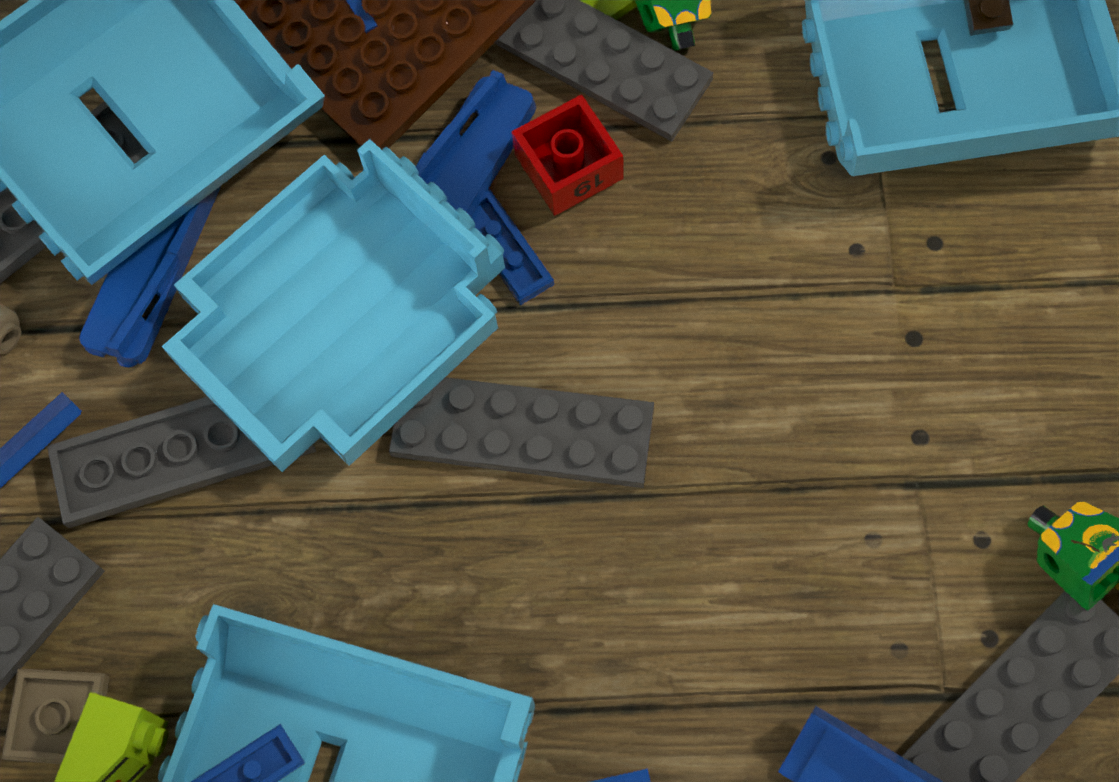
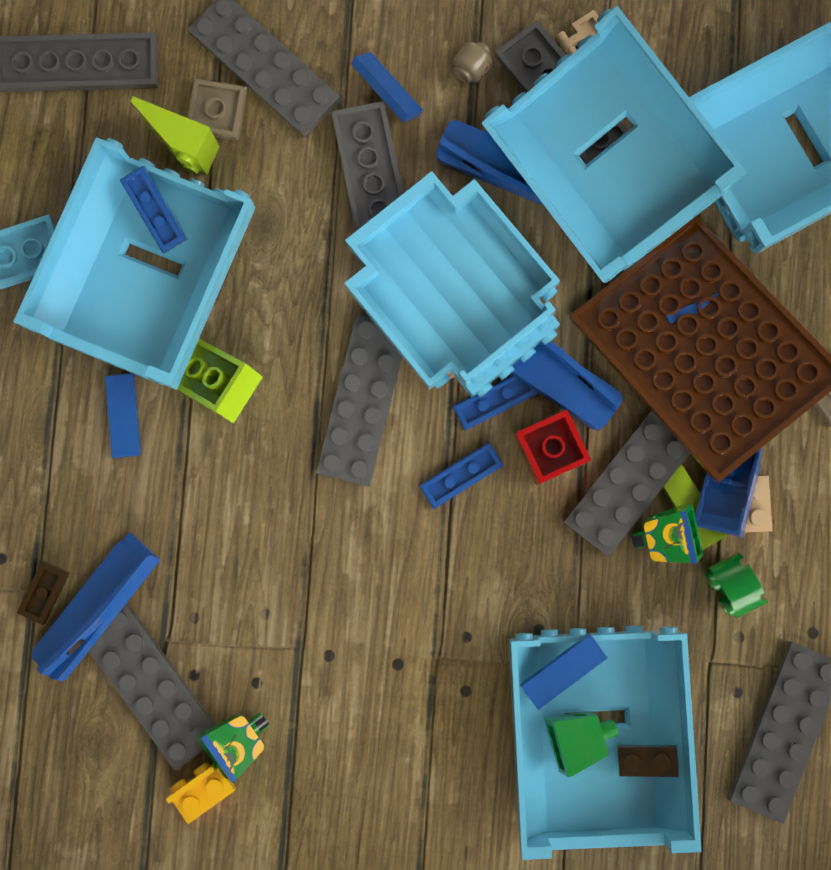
camera: 90 degrees right, 15 degrees up
(515, 642) = (218, 381): none -> lime slope
(622, 280) = (461, 475): none -> blue tile
(884, 96) = (563, 671): none -> blue tile
(977, 71) = (579, 740): none -> green torso

